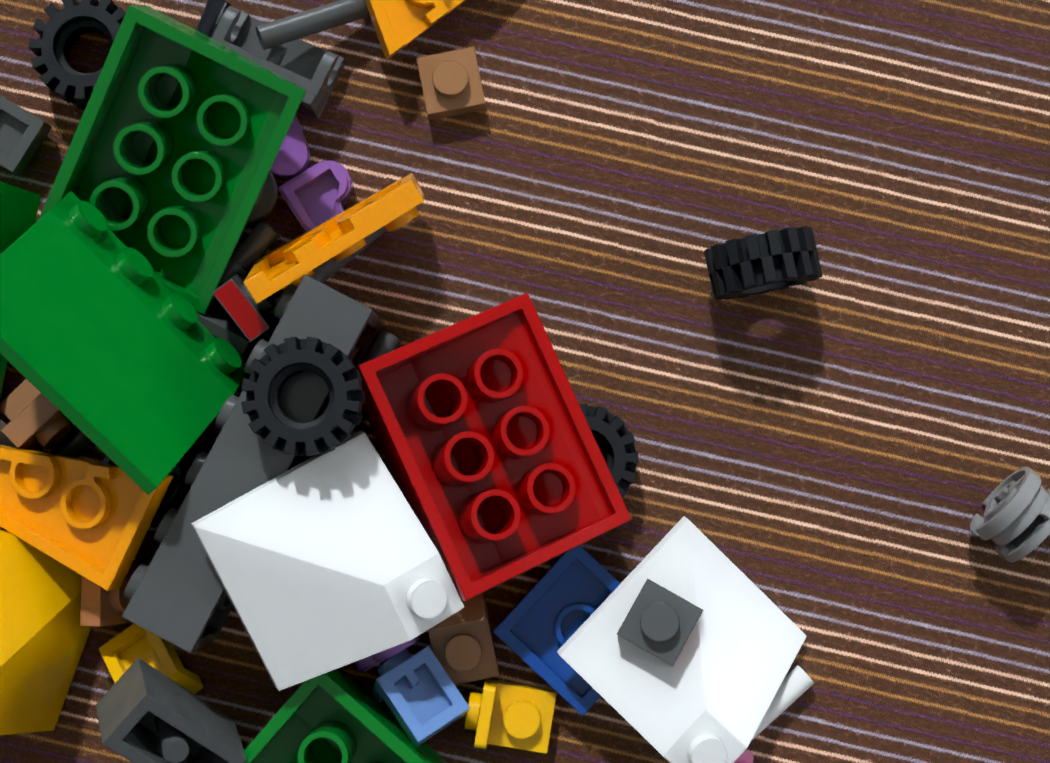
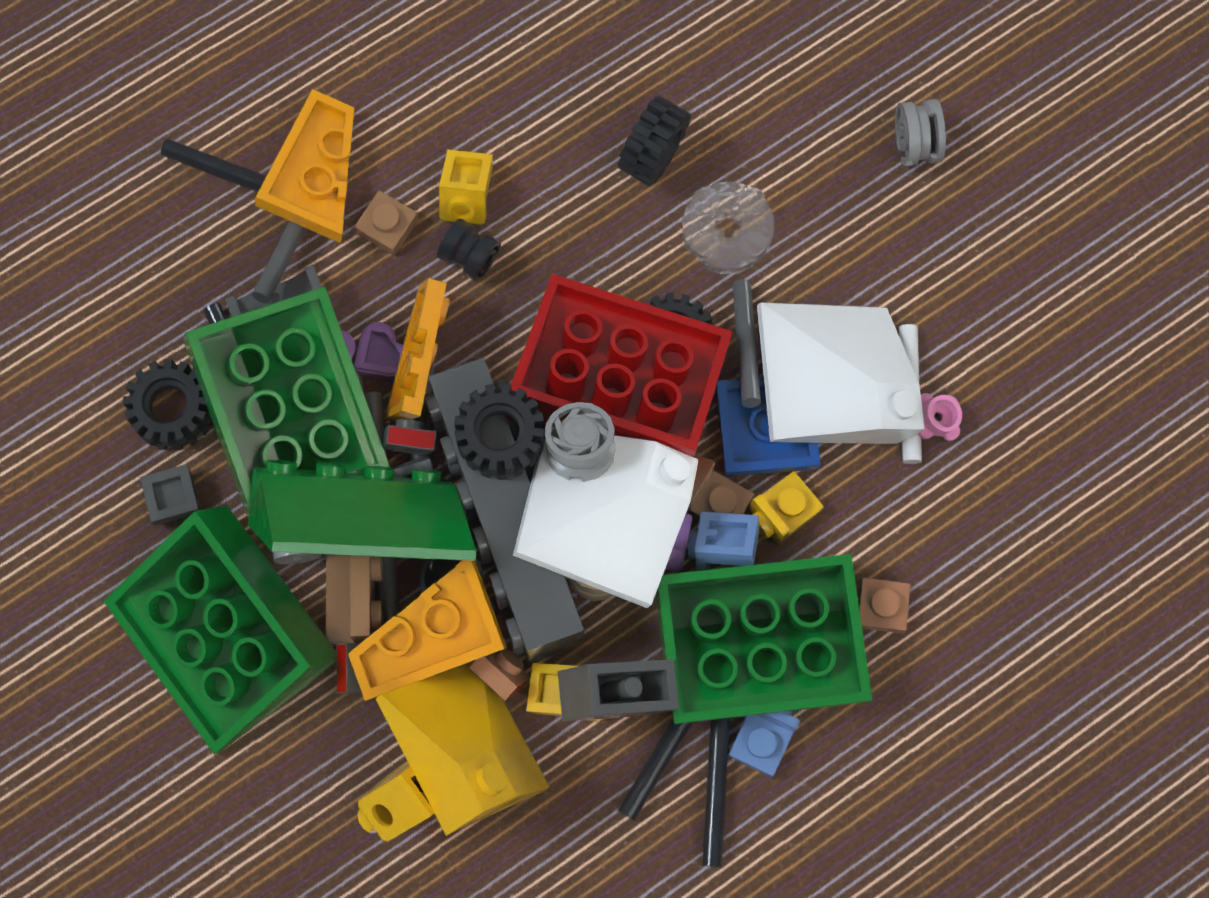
camera: 50 degrees left, 10 degrees down
(365, 483) = (581, 442): none -> light grey wheel
(491, 185) = (469, 249): none -> black wheel
(553, 122) = (465, 186): none -> yellow bracket
(640, 537) = (746, 343): none -> dark grey bar
(660, 622) = (805, 364): dark grey plate -> none
(782, 409) = (742, 205): none -> clear plate

